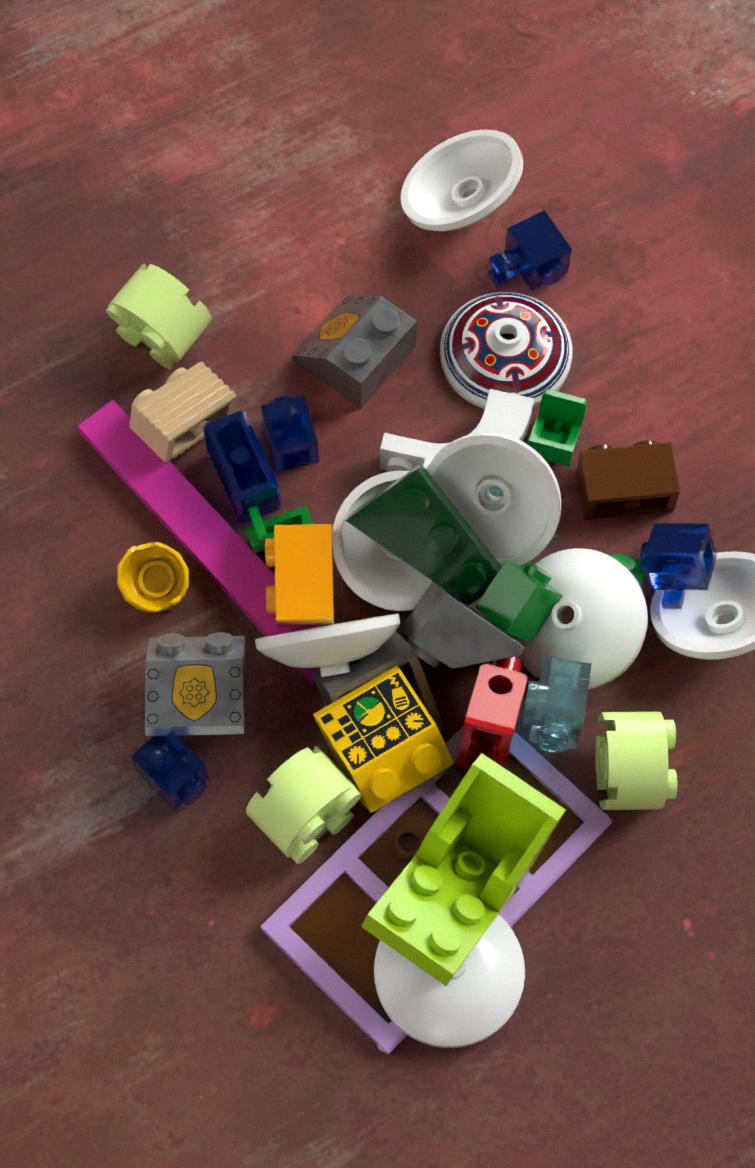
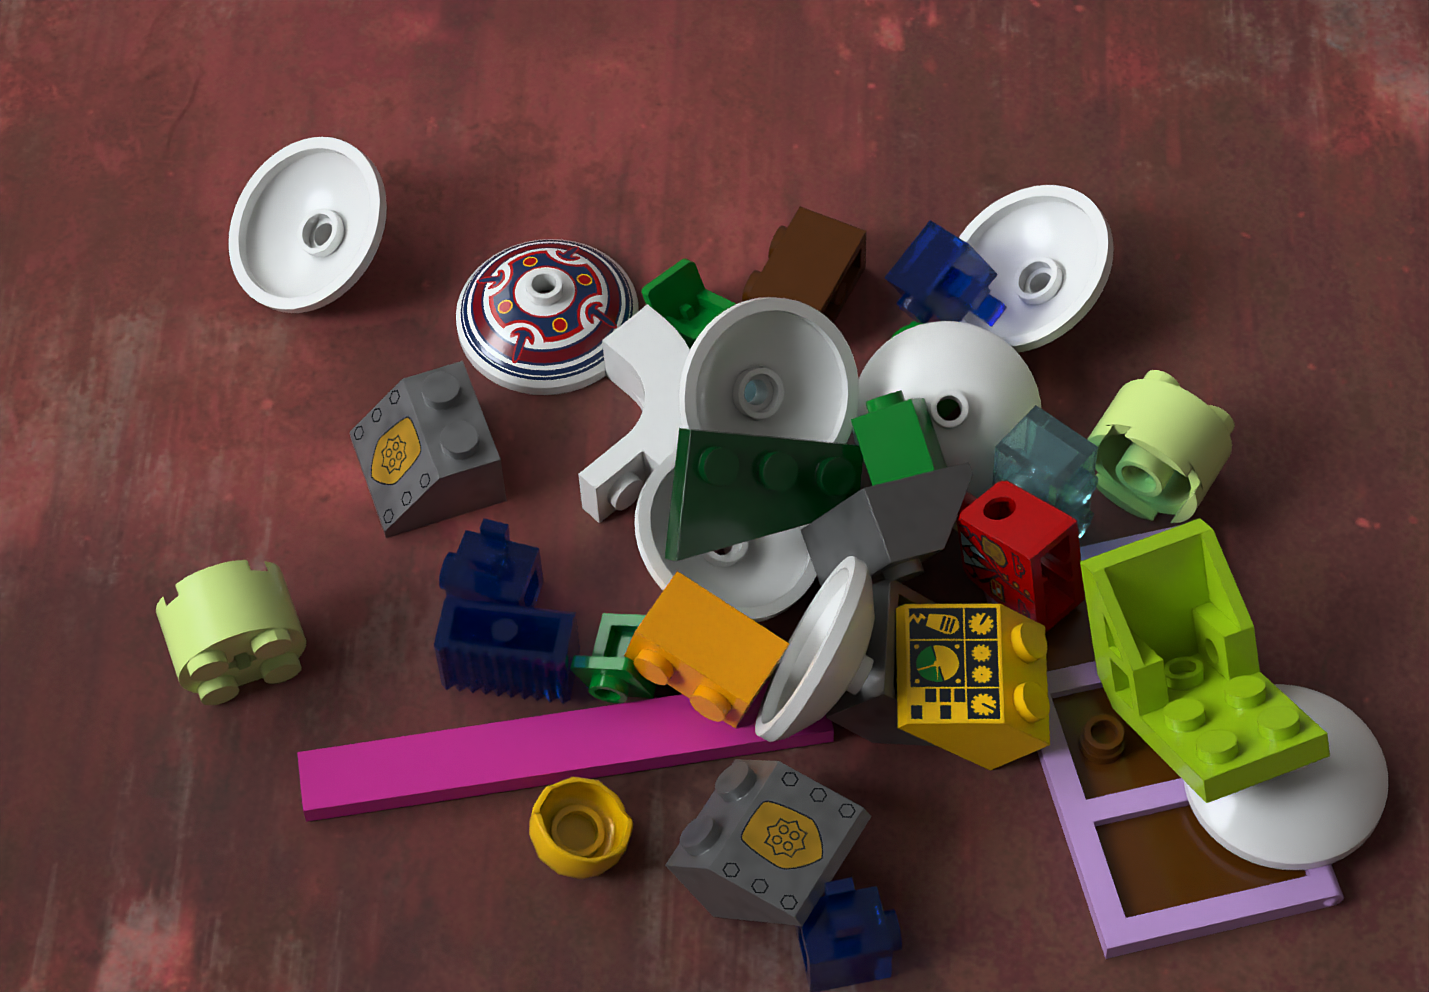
camera: 55 degrees left, 10 degrees down
(179, 410) = (378, 675): tan brick -> none
(304, 803) = (997, 805): yellowish green brick -> none
(534, 251) = (452, 214): clear blue brick -> none

